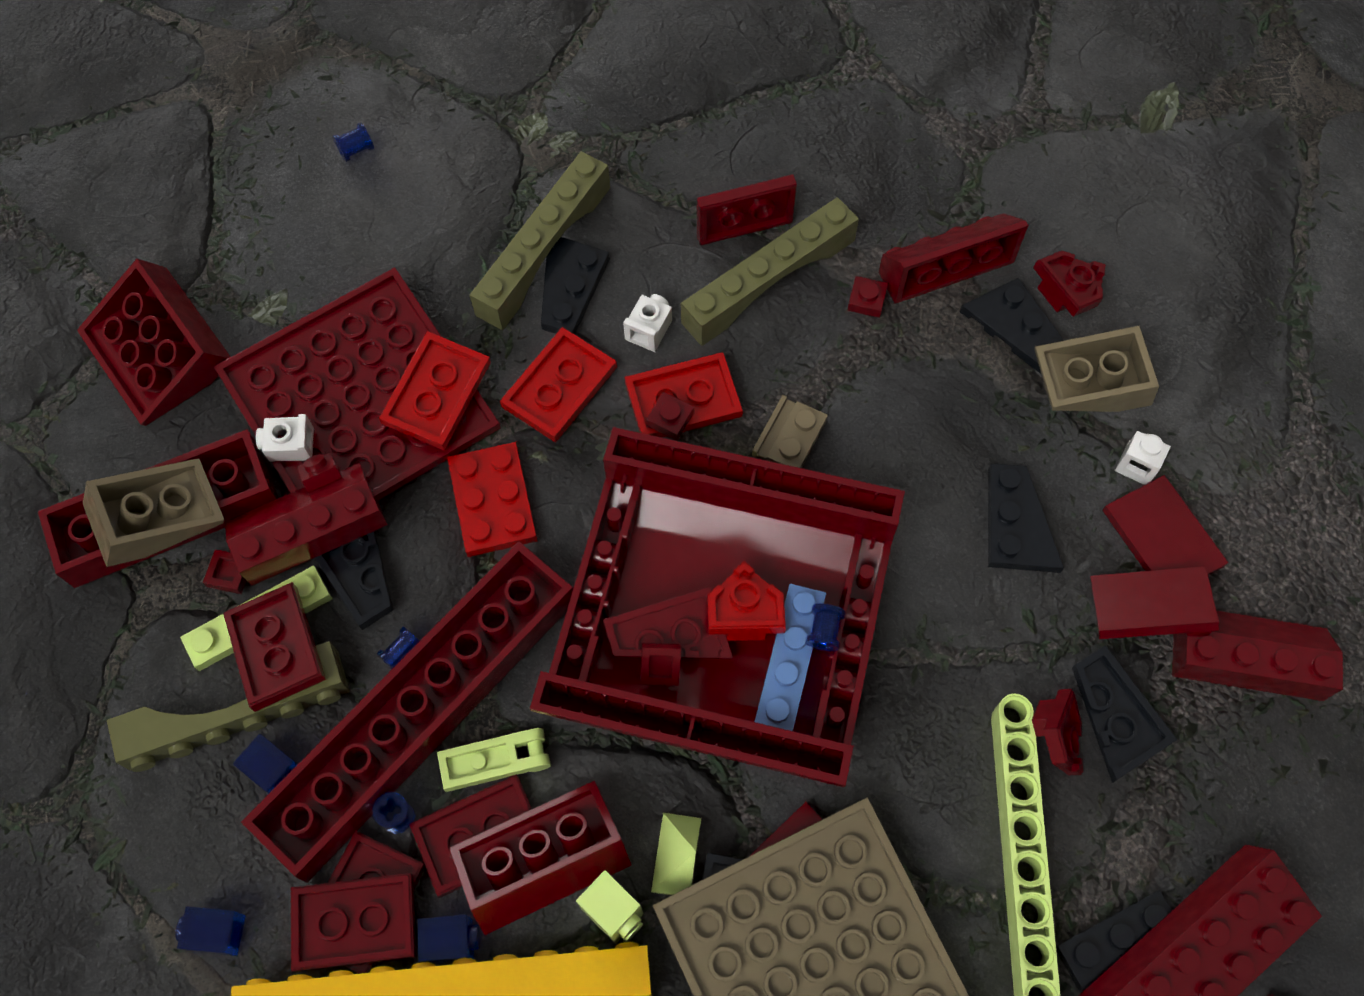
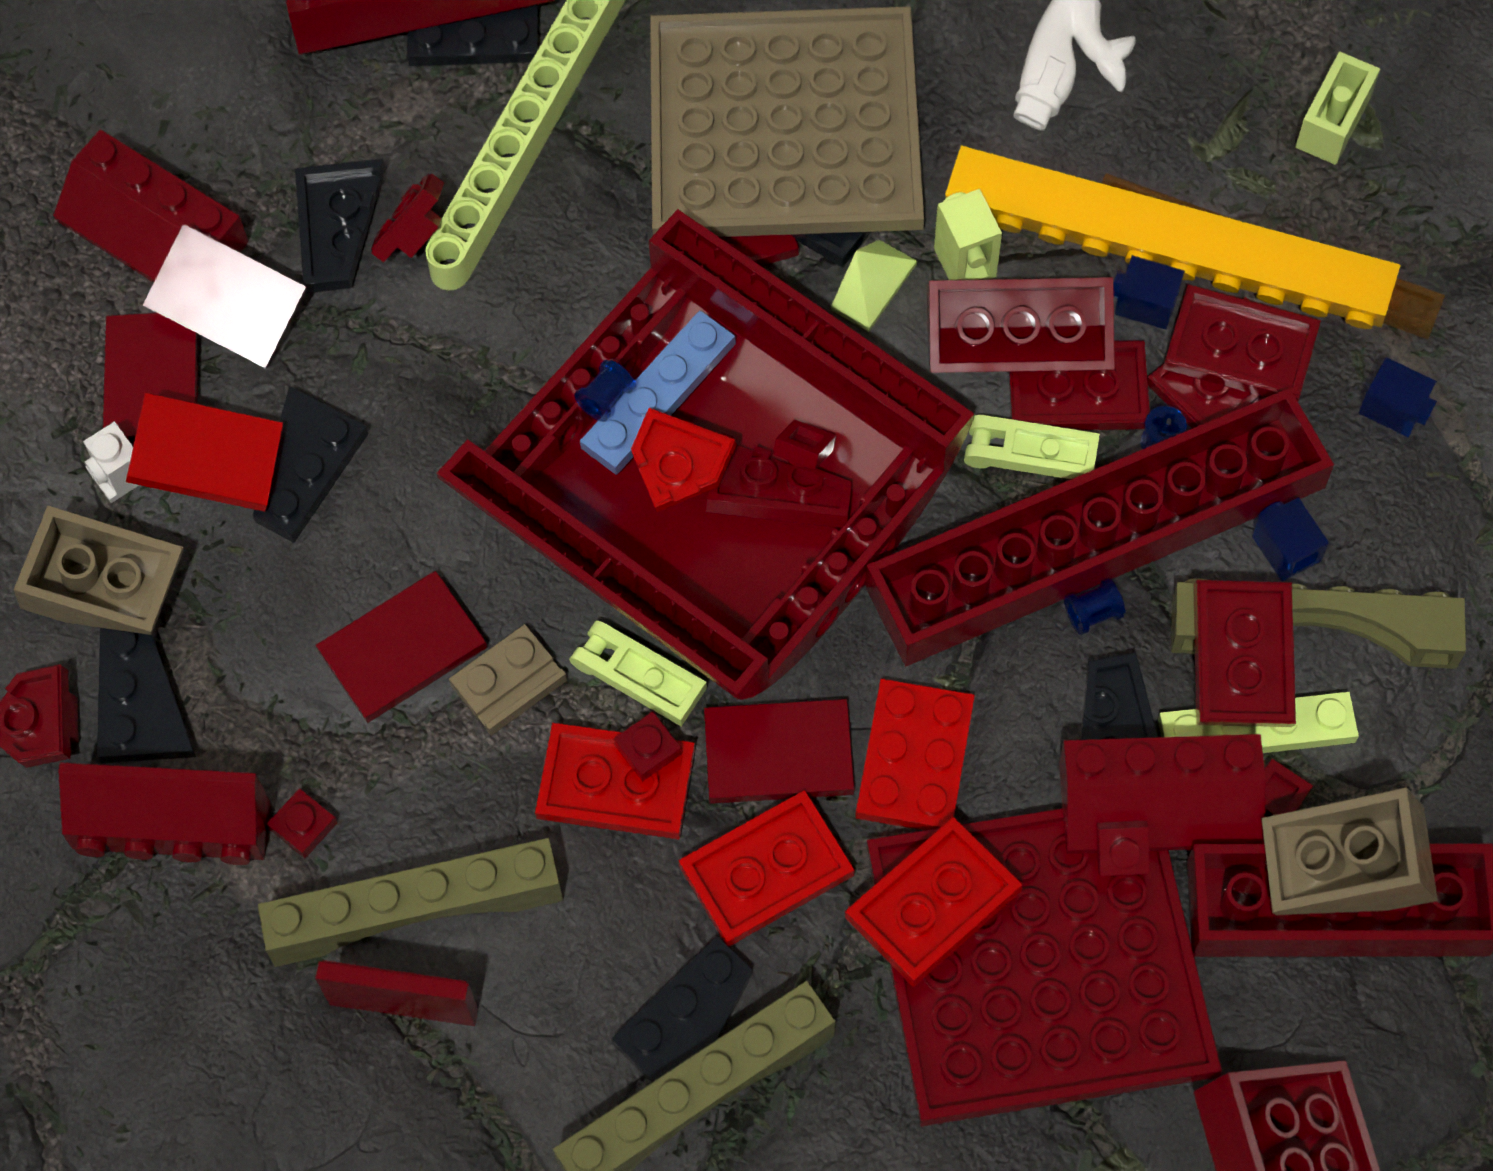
camera: 155 degrees left, 0 degrees up
(294, 446) = (1141, 922): white brick -> none
(573, 465) = (778, 751): none -> dark red tile
(648, 322) = (607, 923): white brick -> none
(872, 427) = (401, 646): none -> dark red tile
(1085, 478) = (204, 452): none -> red tile

